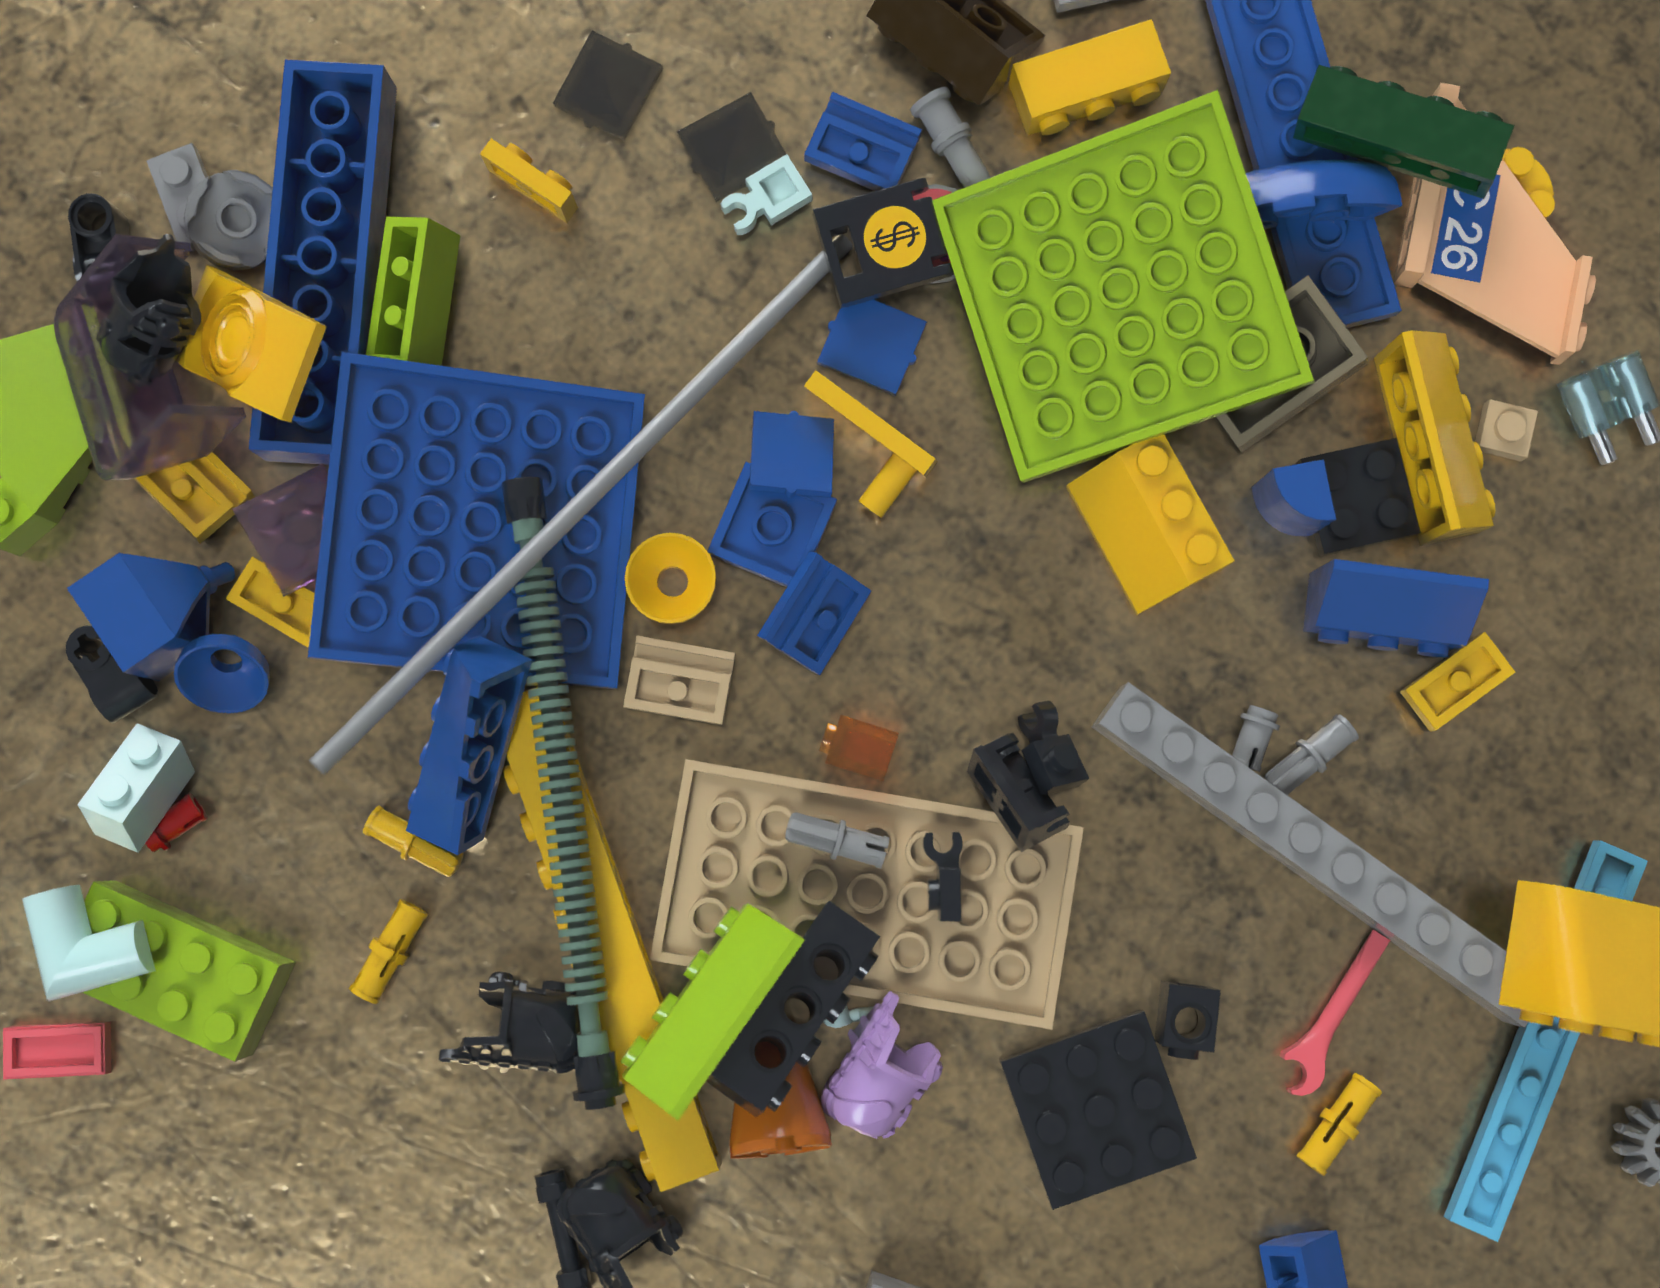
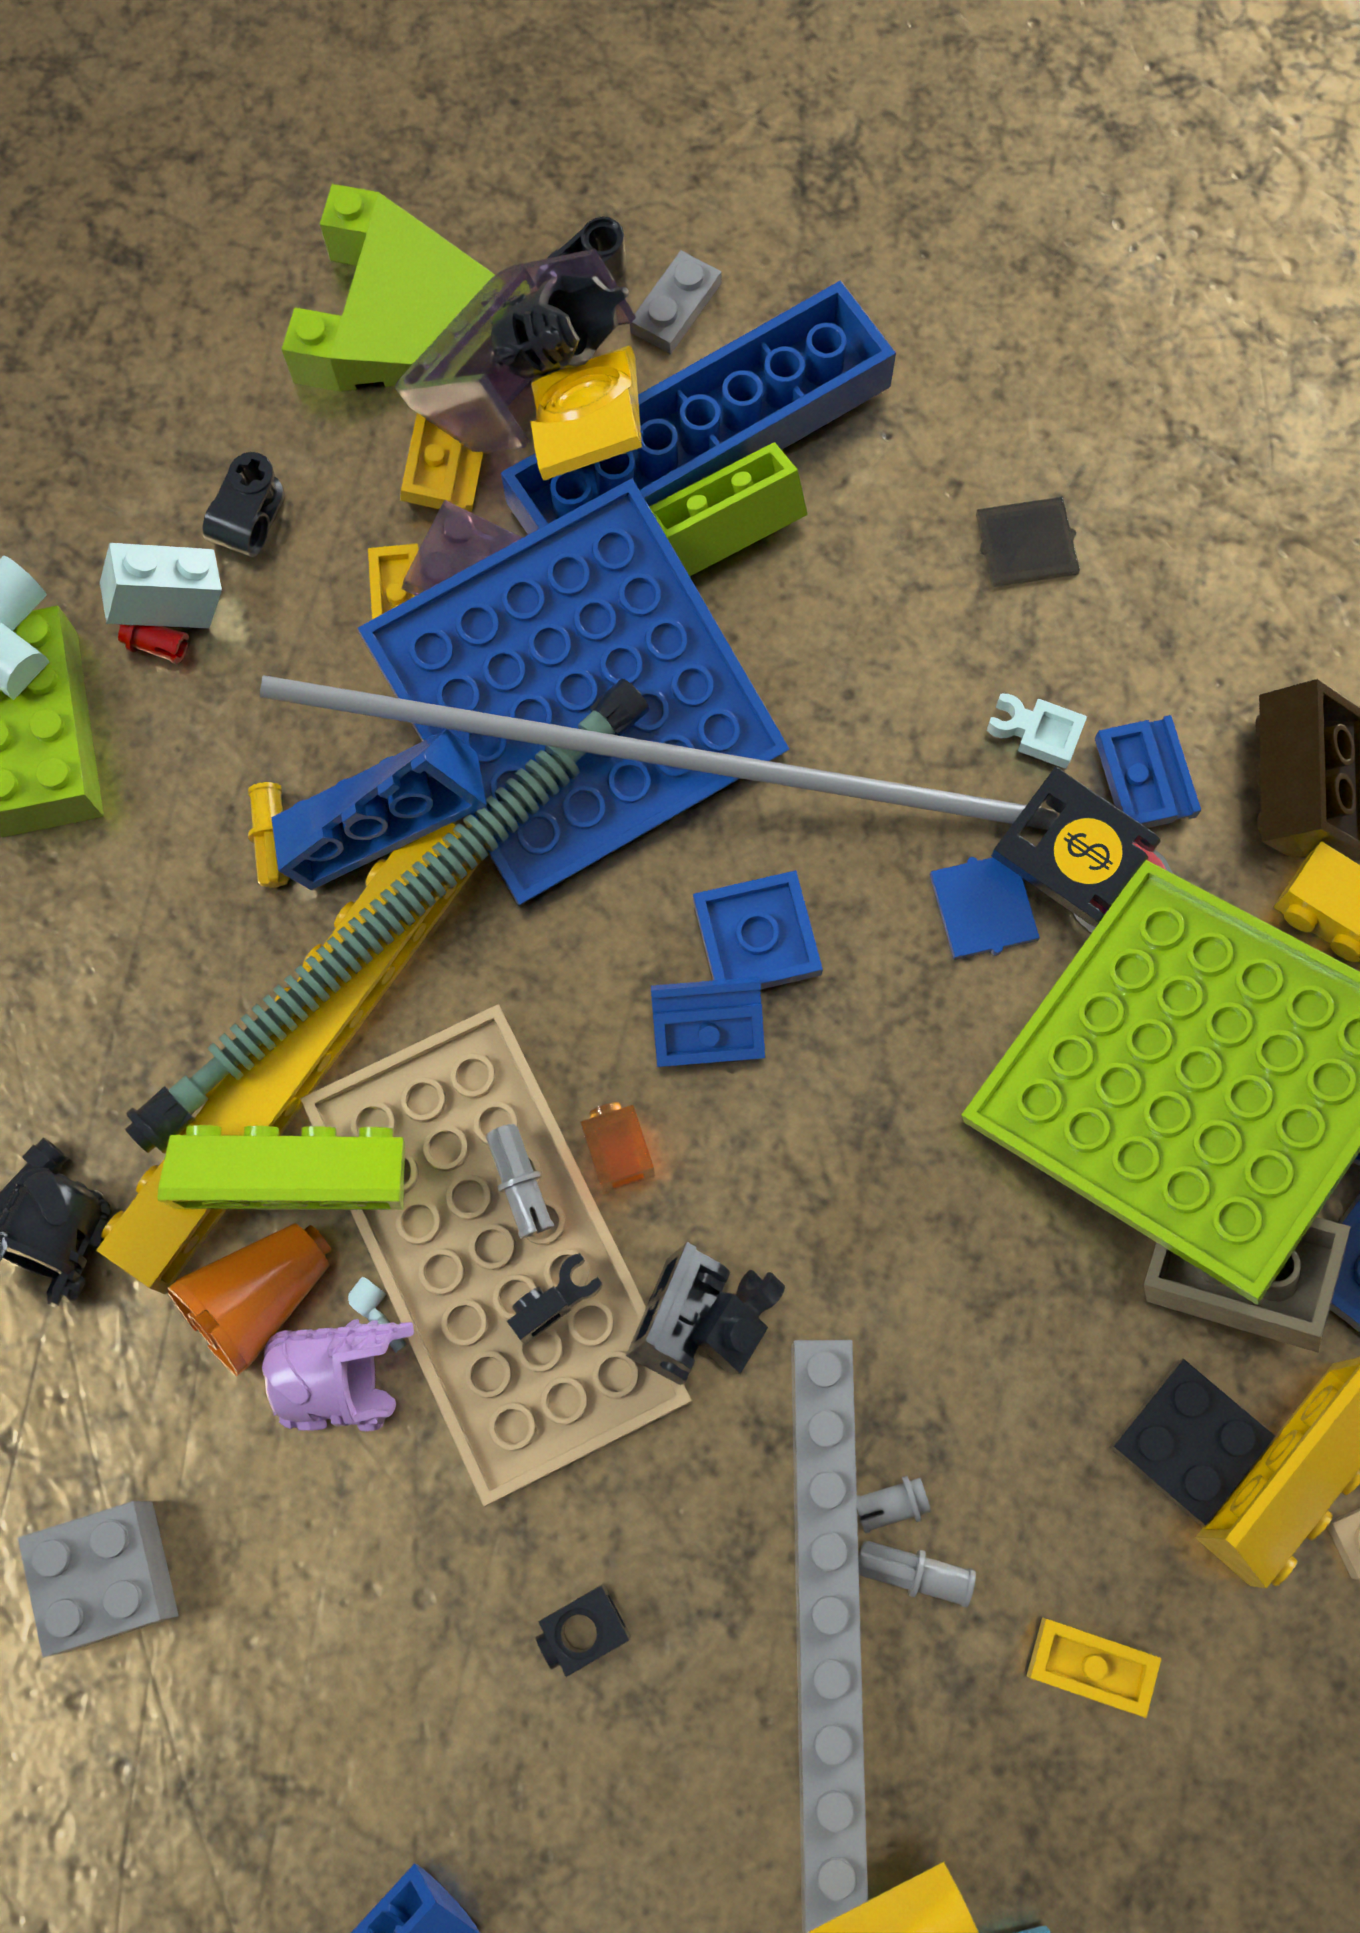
camera: 55 degrees right, 10 degrees down
(148, 609) = (312, 496): blue piece -> none
(222, 685) = (292, 588): blue piece -> none
(230, 219) = (679, 333): light grey tile -> none
(388, 951) = (161, 880): yellow pin -> none
(515, 169) = (898, 515): yellow plate -> none
(533, 1032) = (165, 1035): black helmet -> none
(655, 557) = (643, 856): yellow piece -> none
(679, 680) = (565, 952): tan plate -> none
(731, 145) = (1059, 670): clear smoke piece -> none
(791, 454) = (832, 904): blue piece -> none
(832, 936) = (424, 1230): black brick -> none
(906, 455) = (908, 1001): yellow piece -> none
(950, 136) = (1217, 836): light grey pin -> none
(1097, 1109) = (440, 1608): black plate -> none
(1149, 523) = (1014, 1261): yellow slope -> none
(1295, 498) = (1141, 1374): blue brick -> none
(1314, 1045) = (643, 1780): coral piece -> none
(1358, 1095) = (585, 1860): yellow pin -> none
(1393, 606) = (1114, 1547): blue slope -> none

